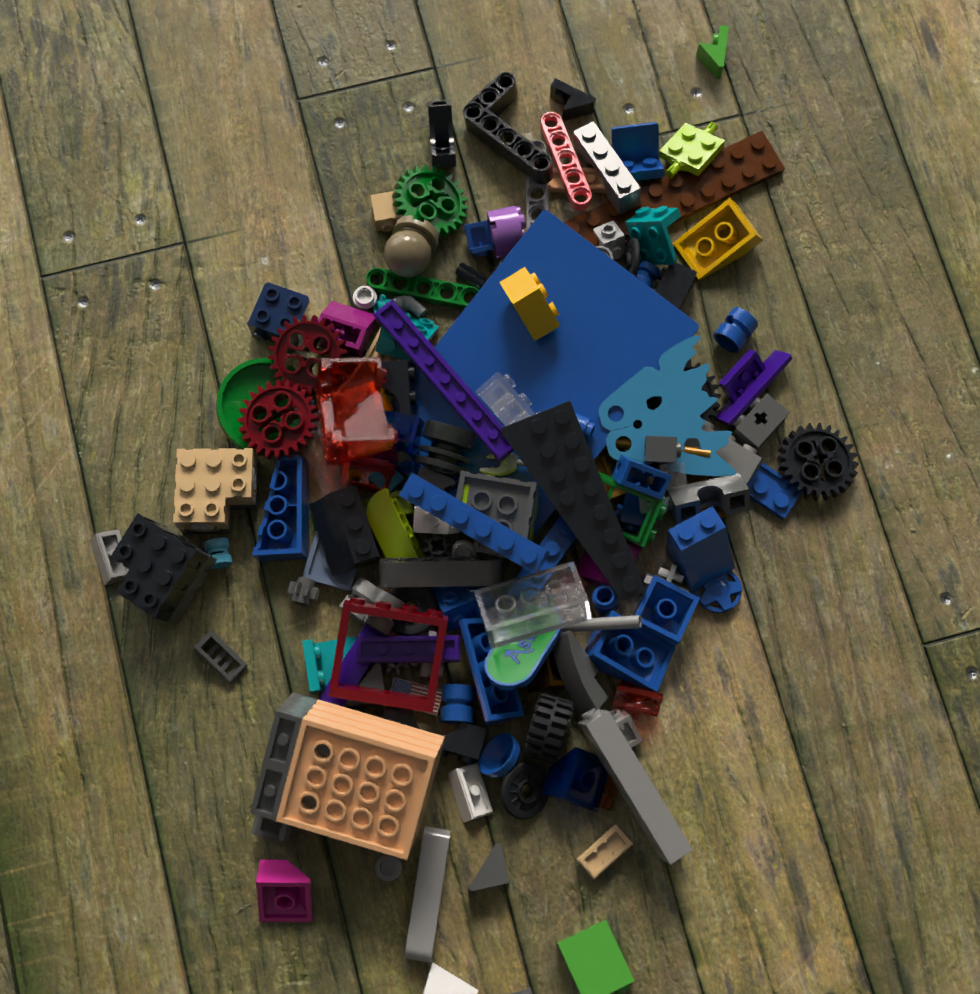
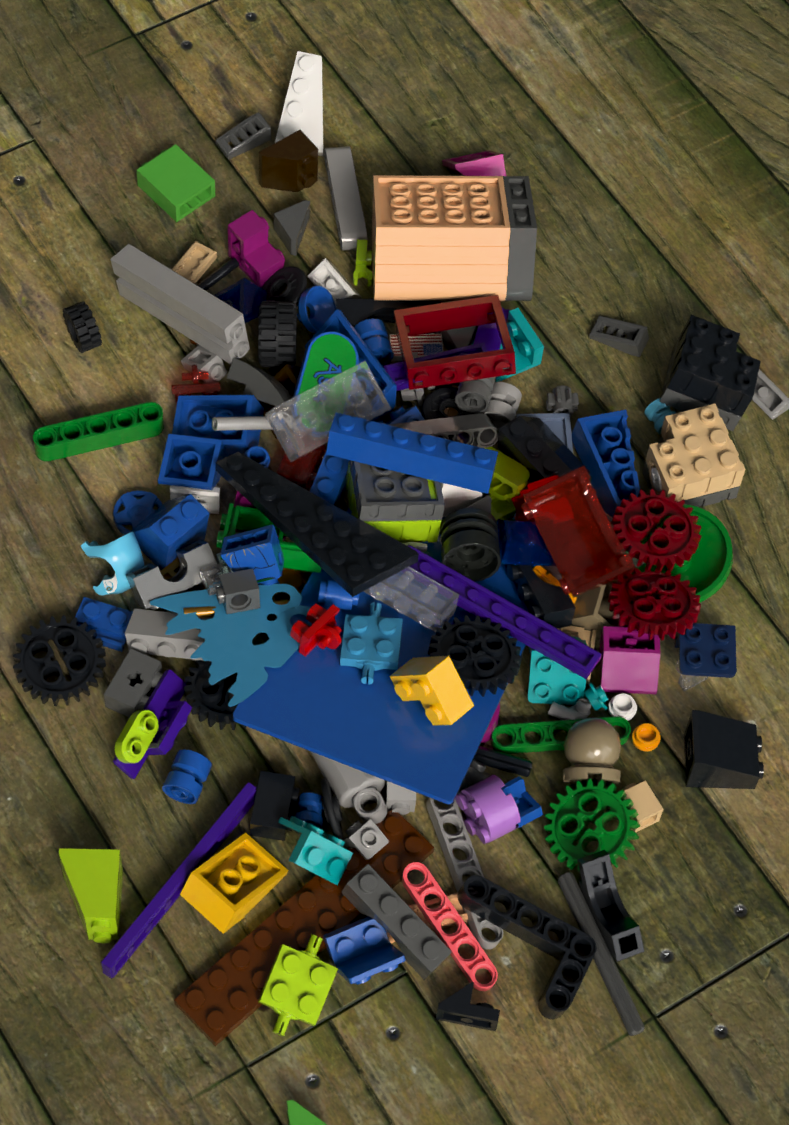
camera: 160 degrees right, 15 degrees down
(304, 230) = (721, 752): none -> black slope
(356, 268) = (646, 737): none -> light orange plate
(434, 810) = (363, 259): none -> lime plate
(459, 132) = (602, 956): none -> dark grey axle
(466, 356) = (479, 653): none -> black gear
(472, 943) = (289, 164): none -> dark brown slope
(538, 842) = (251, 248): none -> magenta brick
(561, 373) = (371, 642): none -> dark azure plate
(593, 830) = (220, 273): none -> black bar
(614, 385) = (321, 632): none -> red hips
(731, 797) = (82, 327): none -> black tyre
(746, 527) = (123, 555): none -> medium azure piece
(749, 677) = (86, 430): none -> green beam
(758, 253) = (171, 890): none -> dark purple tile
(770, 369) = (136, 734): none -> lime plate
(831, 253) = (96, 889): none -> lime slope

